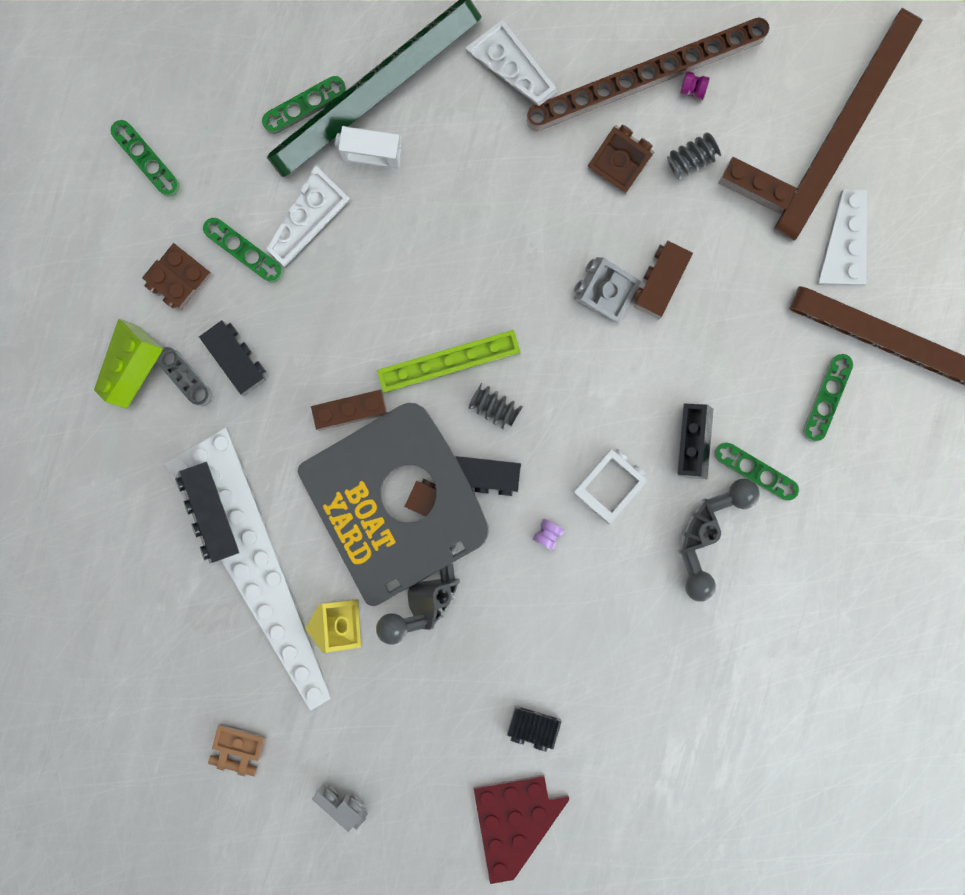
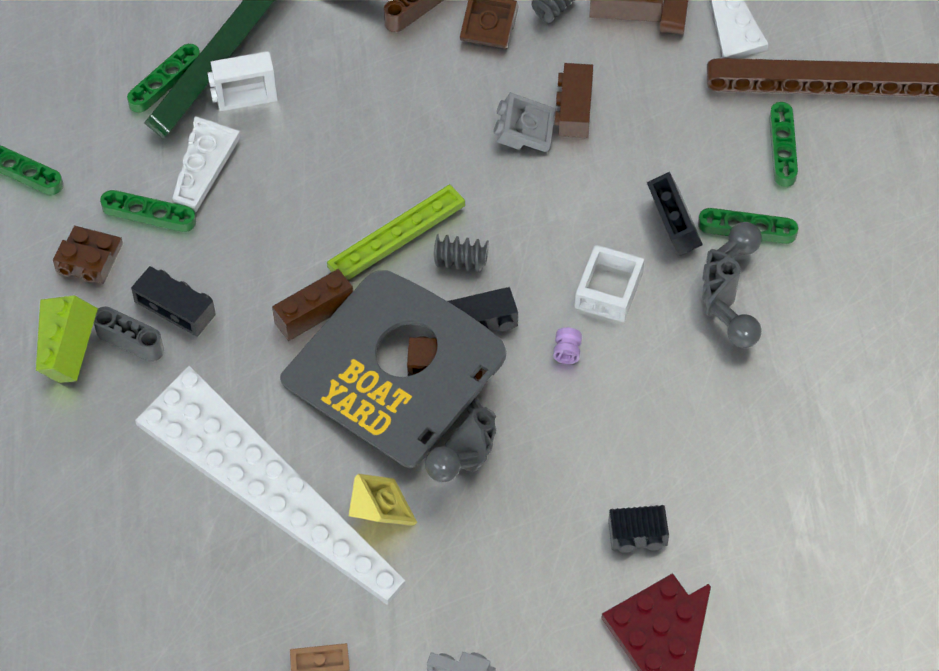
camera: 20 degrees left, 30 degrees down
(208, 513) = (200, 436): black brick -> none

